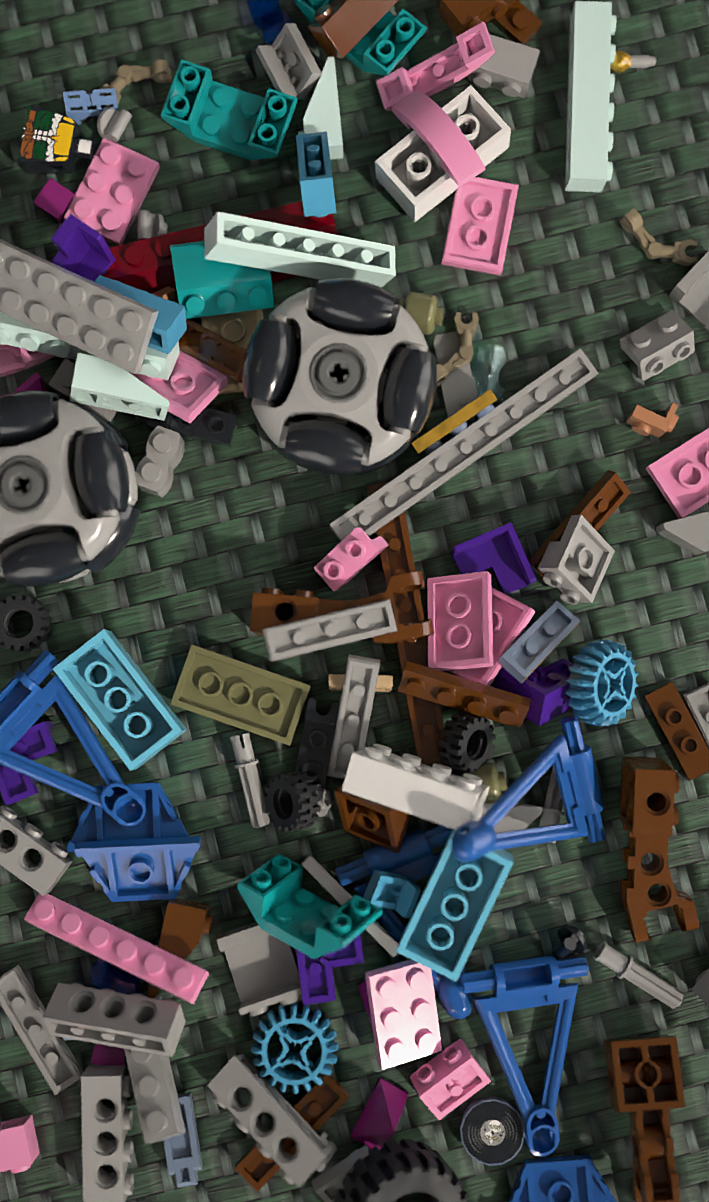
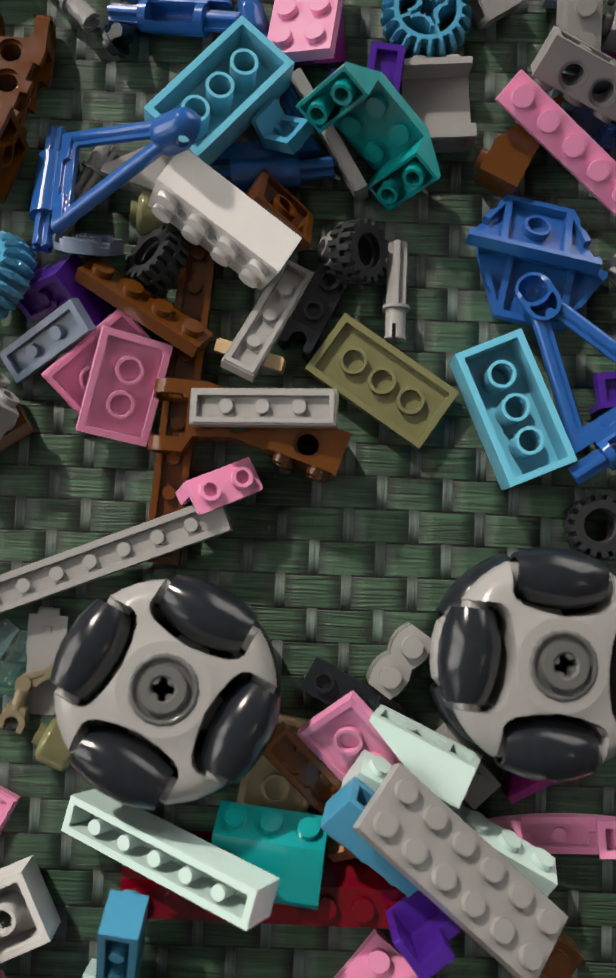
camera: 165 degrees left, 0 degrees up
(150, 225) = (334, 942): light grey plate -> none
(455, 423) = (57, 607): pearl gold plate -> none
(500, 552) = (57, 450): dark purple panel -> none
(529, 737) = (88, 244): none -> sand blue tile

